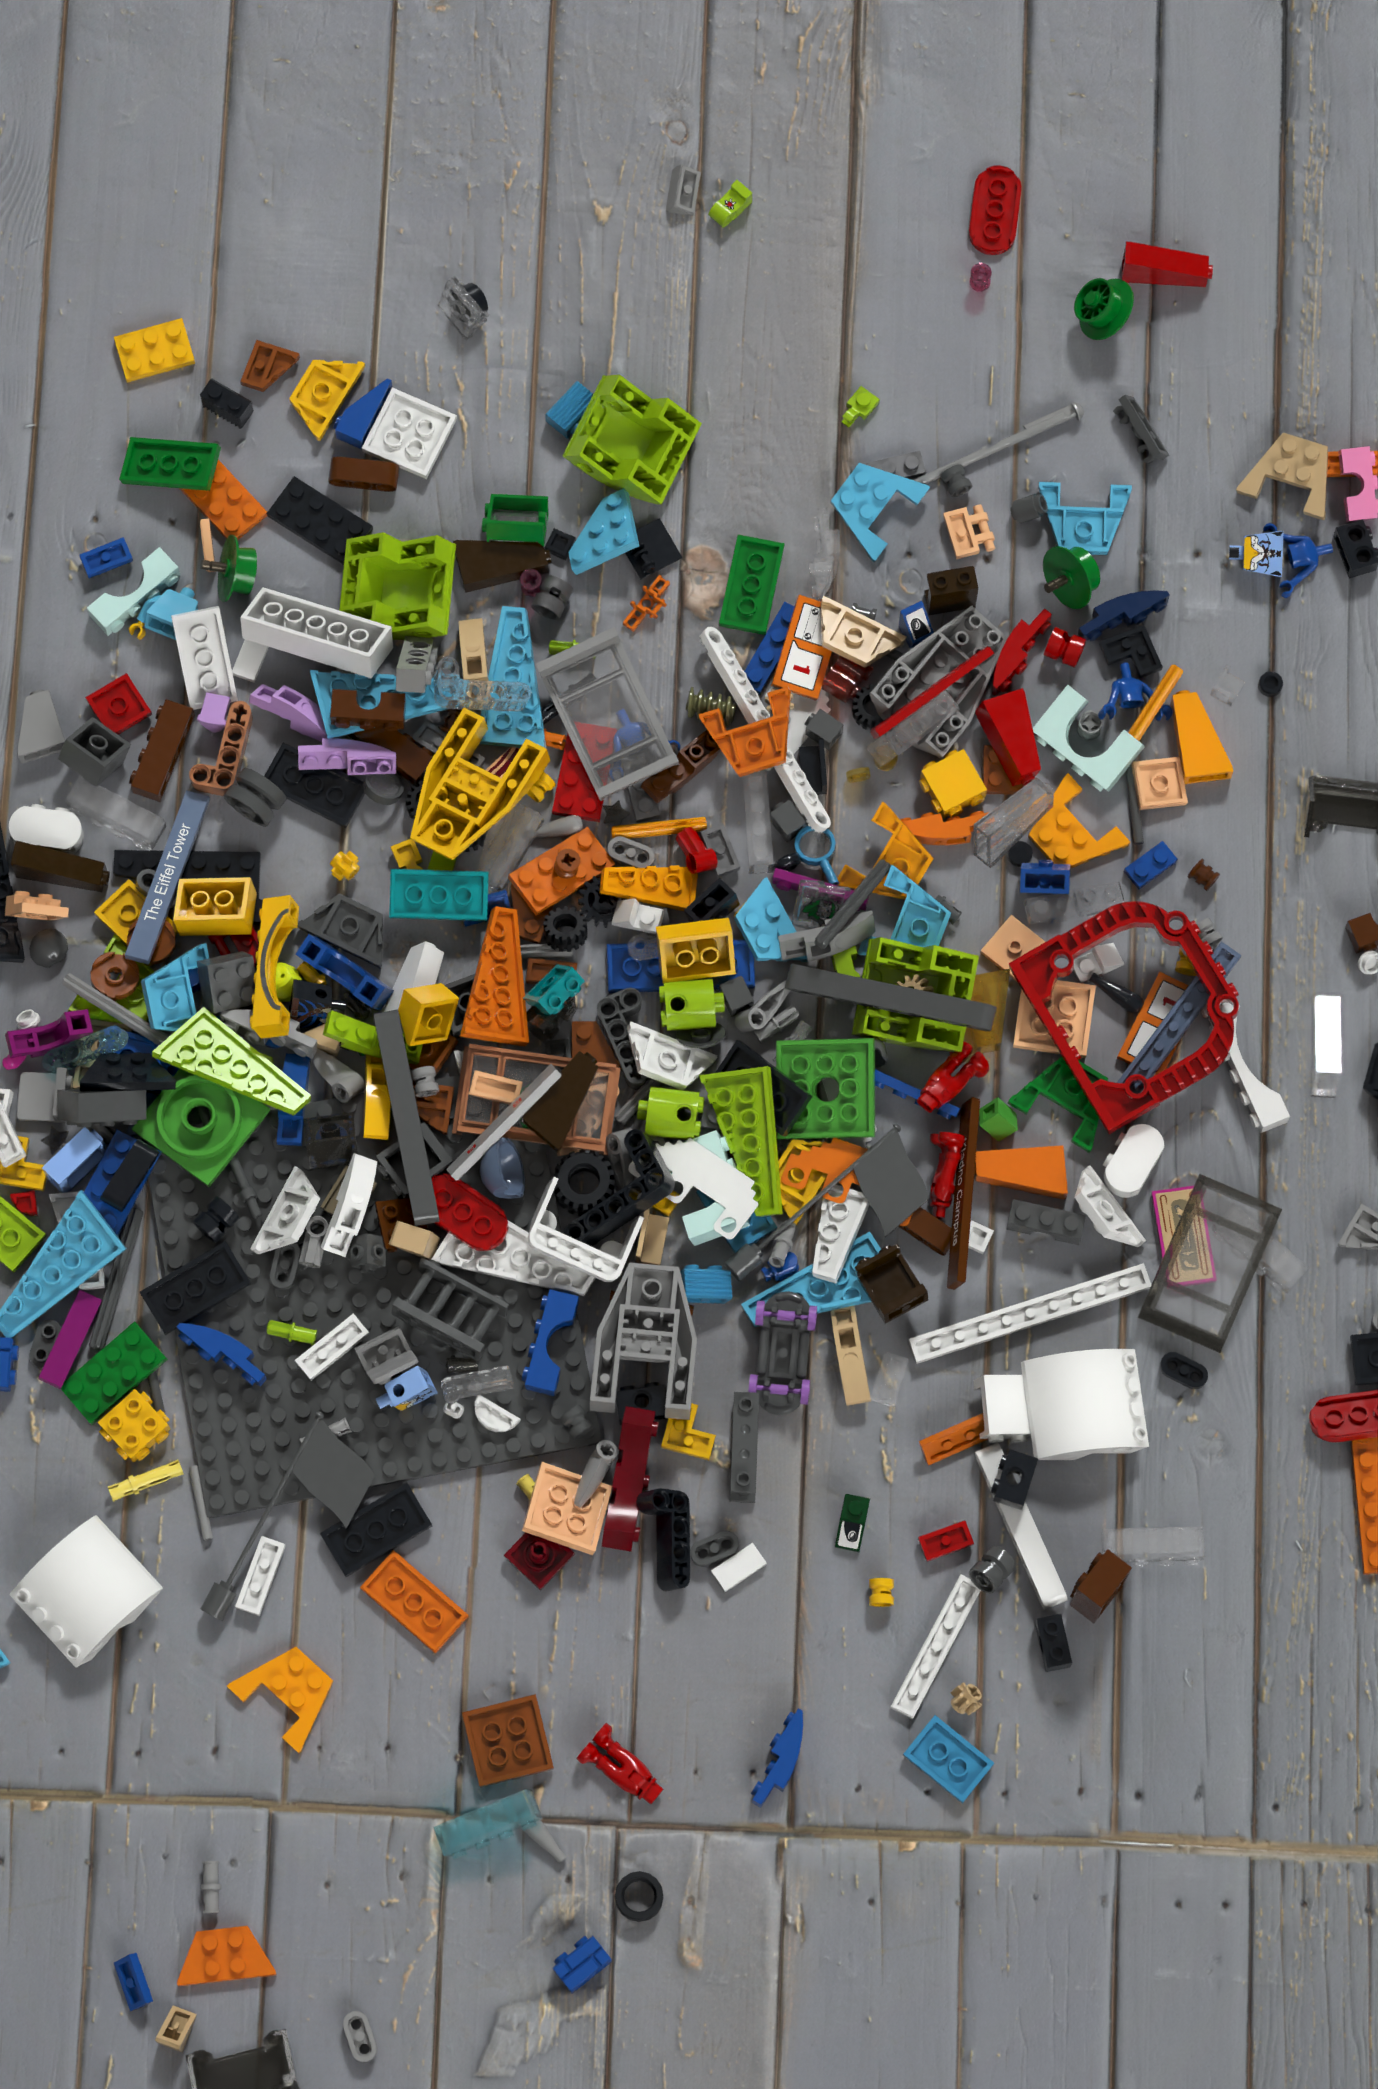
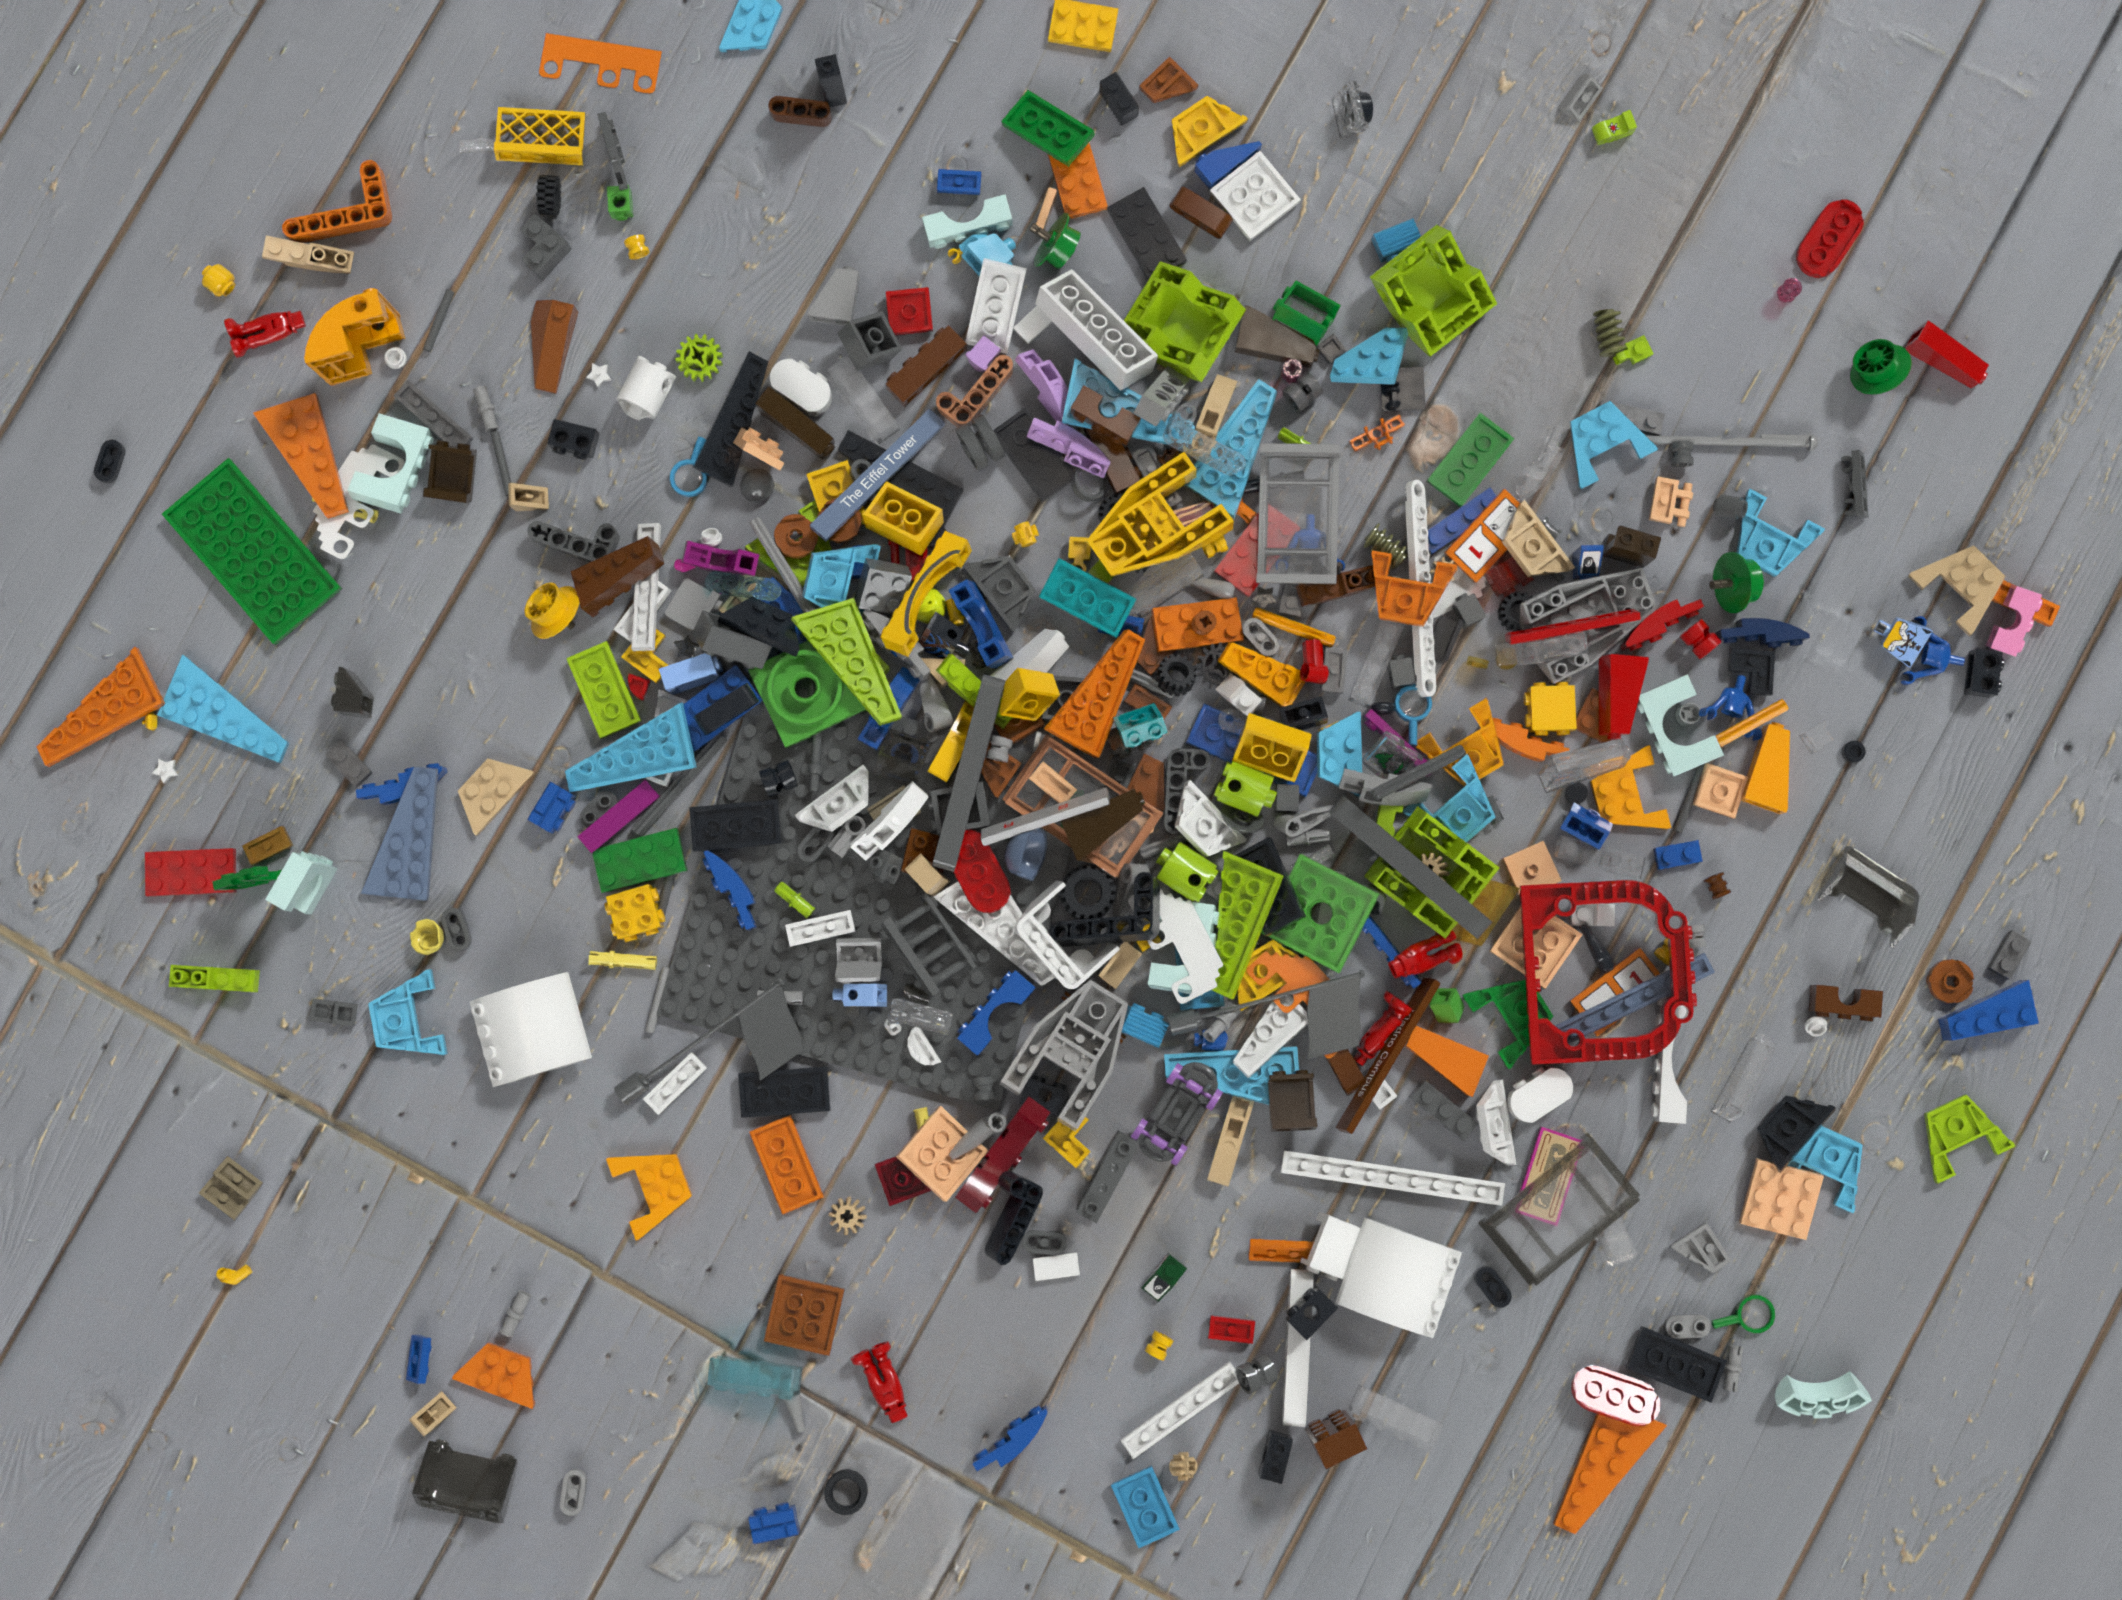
camera: 25 degrees right, 10 degrees up
(510, 1622) = (842, 1209): none -> tan gear
(824, 399) = (1608, 332): none -> olive piece

